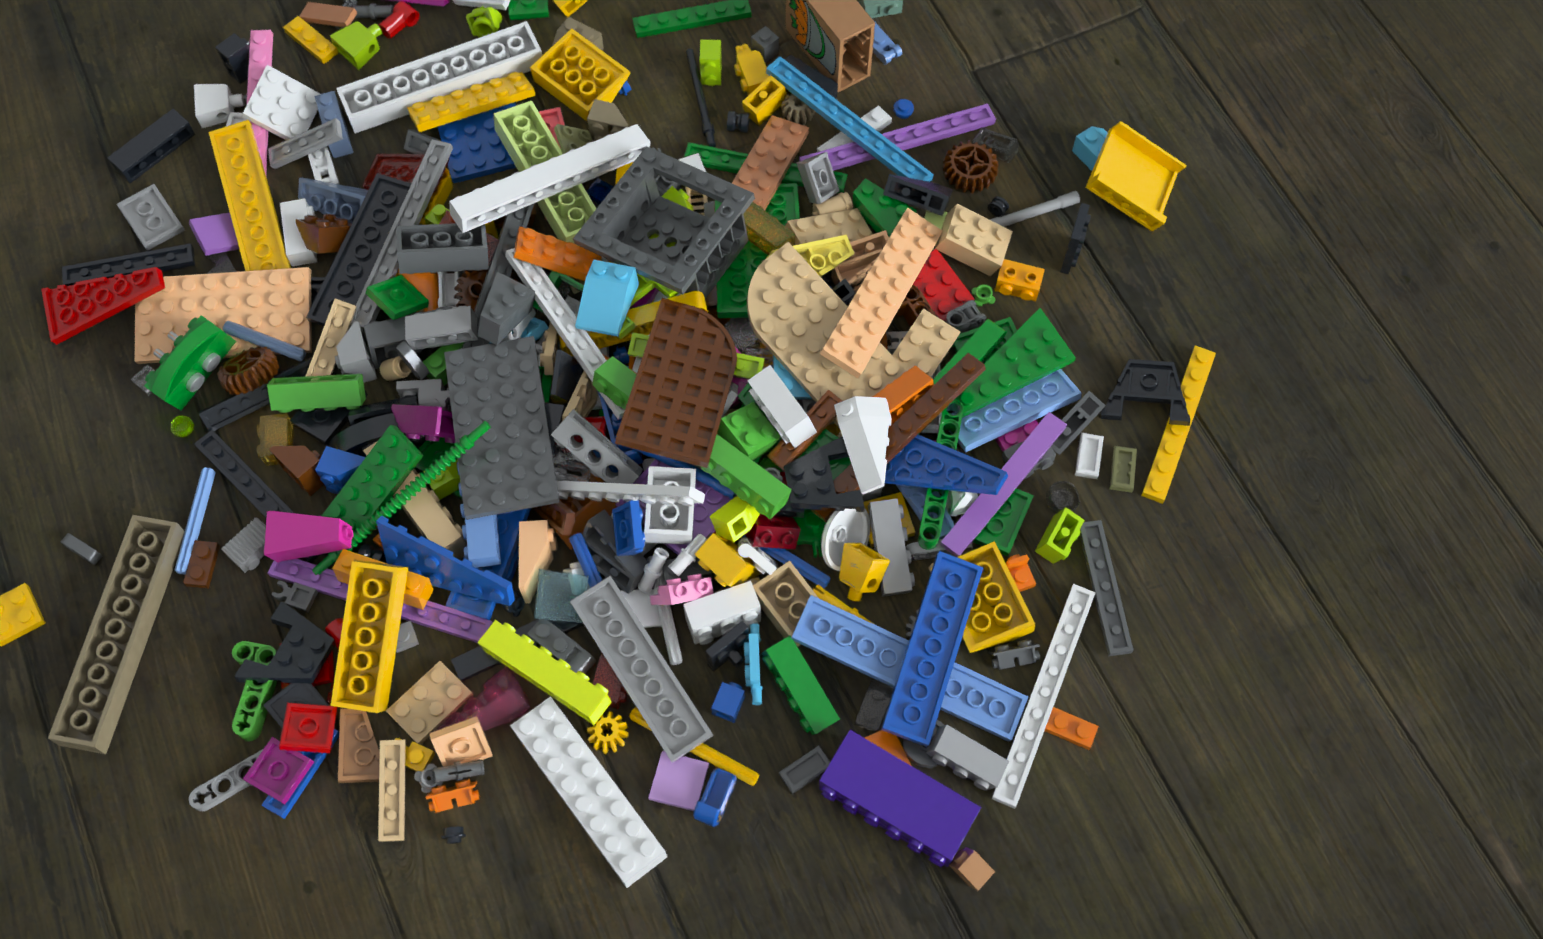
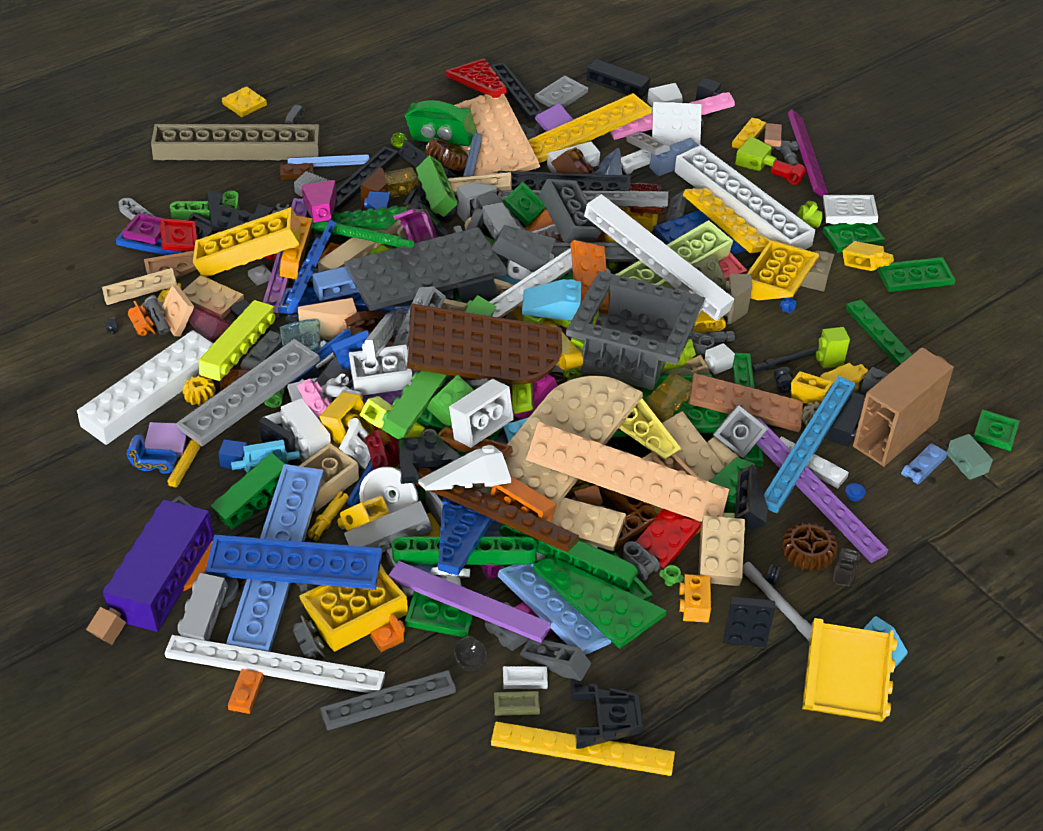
camera: 75 degrees right, 20 degrees down
(1059, 536) = (428, 653): lime brick -> none

